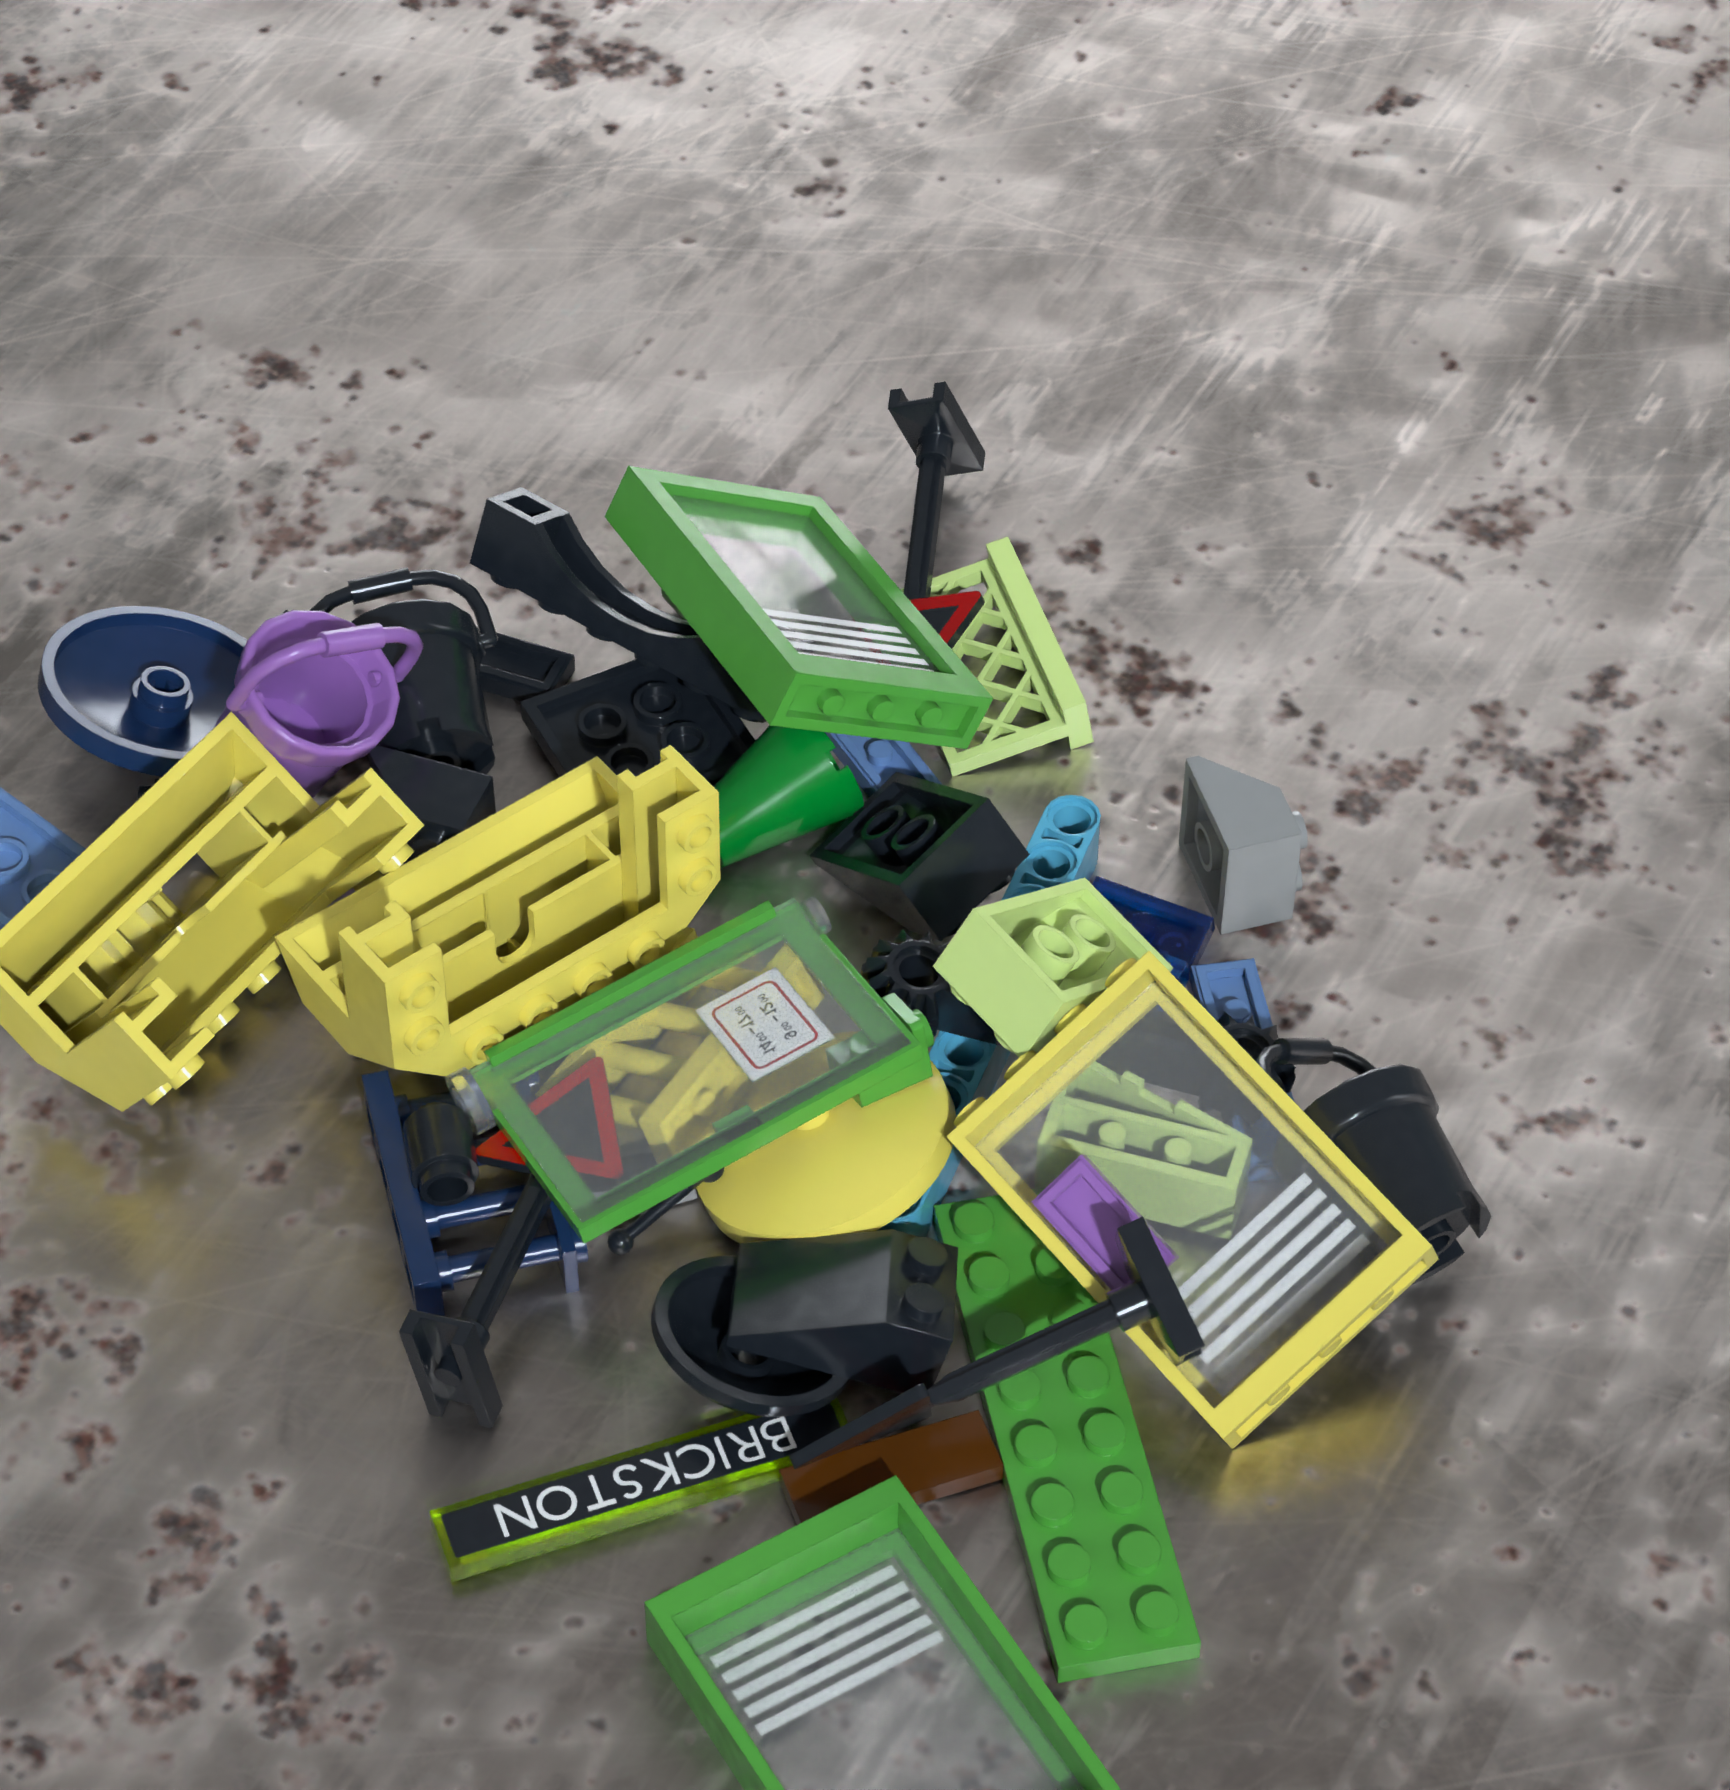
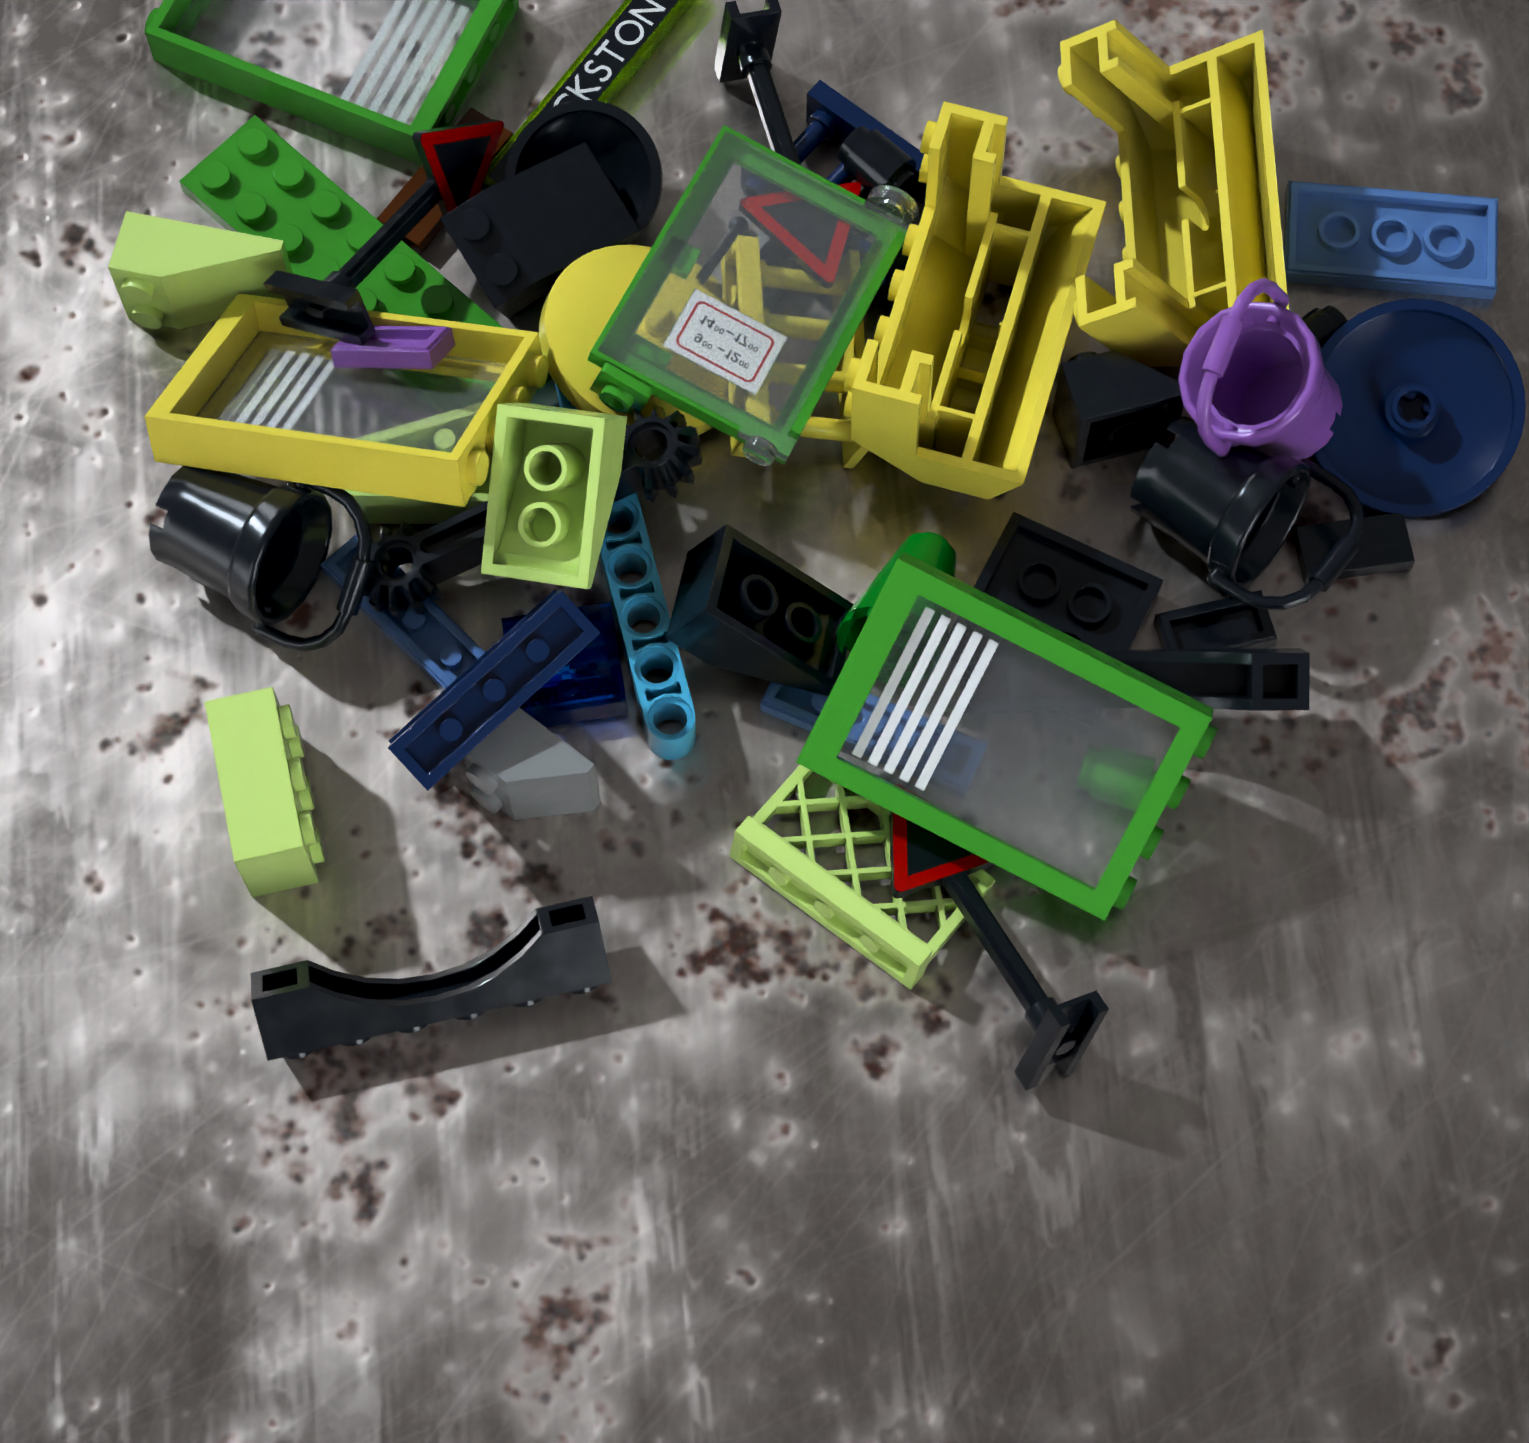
camera: 145 degrees right, 20 degrees up
(1259, 1478) = (188, 271): none -> yellowish green slope
(1260, 826) = (492, 688): none -> dark blue fence
(1445, 755) = (316, 1008): none -> black arch
(1507, 958) = (265, 791): none -> yellowish green brick

